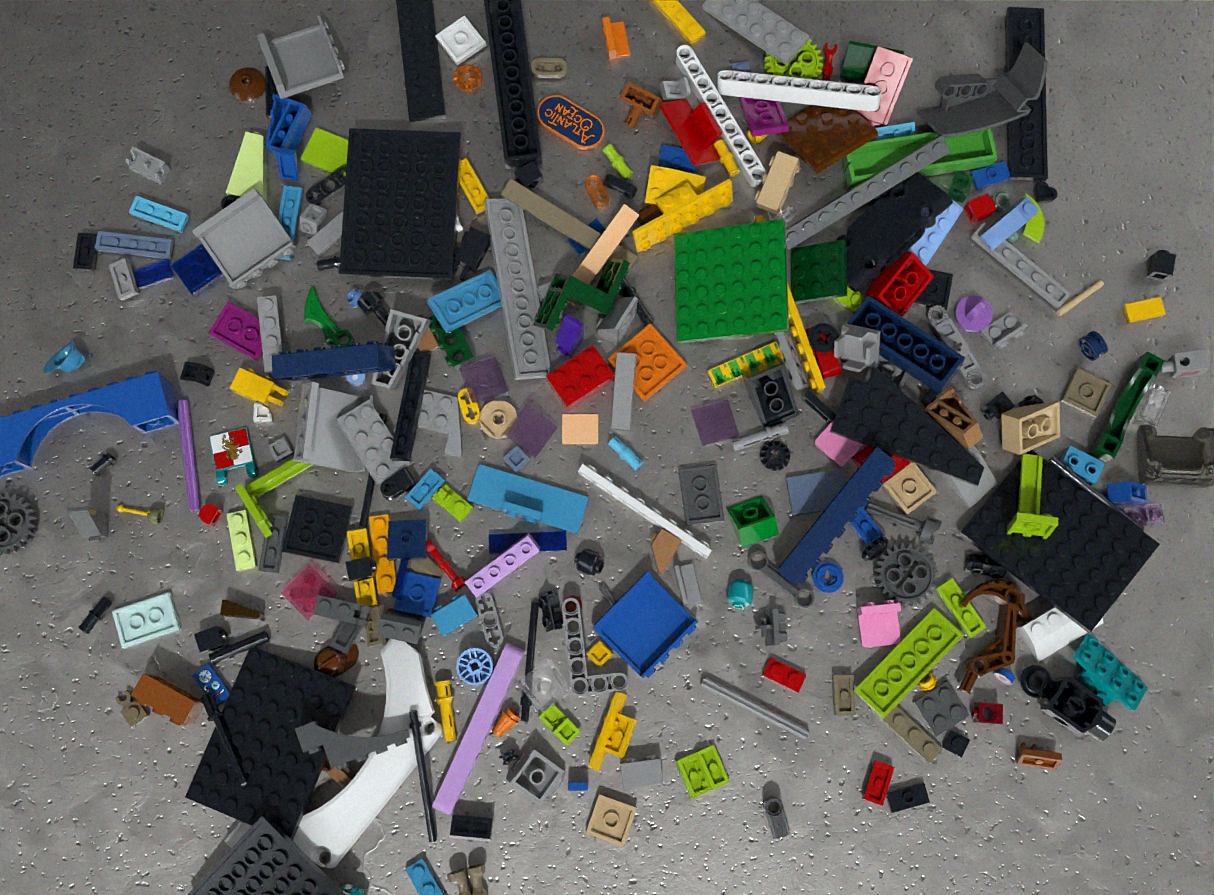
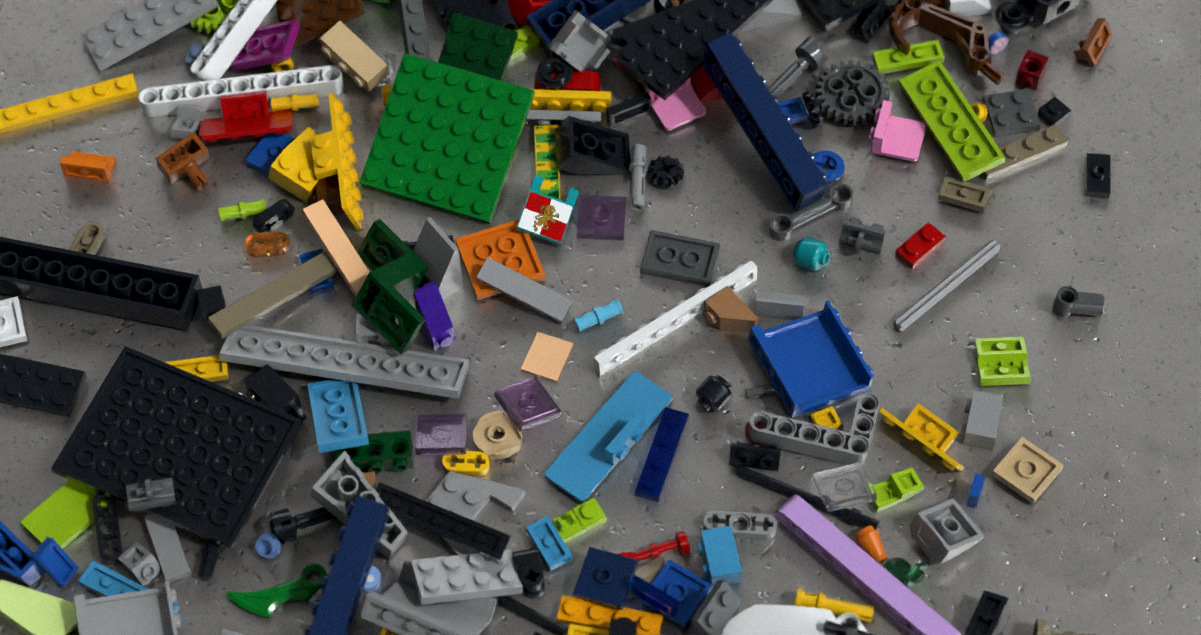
camera: 65 degrees left, 20 degrees down
(348, 203) = (150, 494): none -> dark grey hips
(465, 668) = (792, 554): light blue wheel -> none
(471, 84) = (49, 342): clear orange gear -> none
(489, 753) = (902, 571): none -> clear green bracket
(502, 565) = (680, 480): lavender brick -> none
(508, 756) = (914, 553): black bush -> none
(516, 459) = (555, 431): sand blue plate -> none
(570, 122) = (169, 240): tile -> none
(580, 378) = (487, 330): red brick -> none
(696, 381) = (546, 215): none -> flag
(752, 521) = (732, 214): green slope -> none
(814, 491) = (723, 147): sand blue tile -> none
(878, 782) = (1073, 194): red plate -> none
(909, 488) = (765, 55): tan plate -> none

